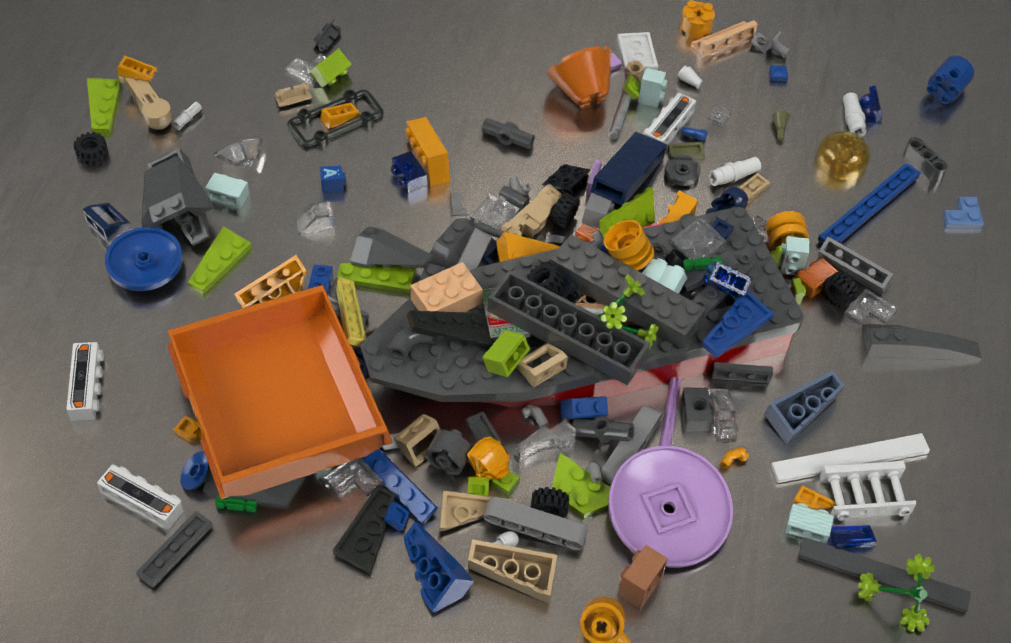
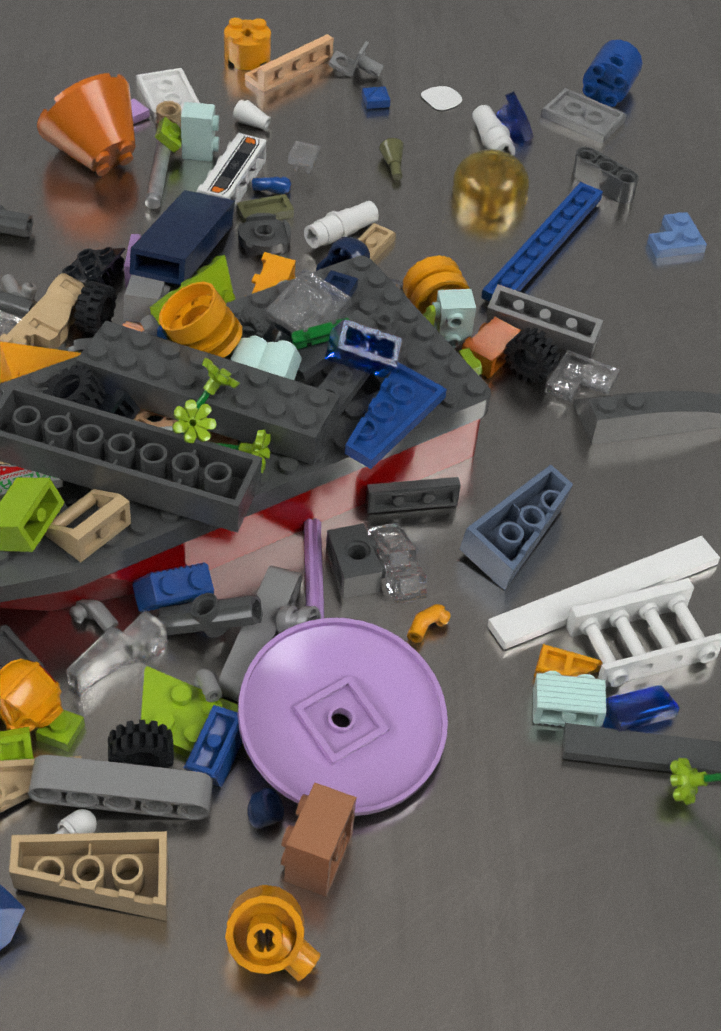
camera: 15 degrees left, 5 degrees down
(593, 509) = (216, 745): none -> blue slope
(615, 552) = (265, 808): none -> dark blue tile
(651, 440) = (290, 616): none -> light grey wheel
(825, 78) = (442, 97): none -> white sticker
(923, 108) = (583, 115): none -> light grey tile

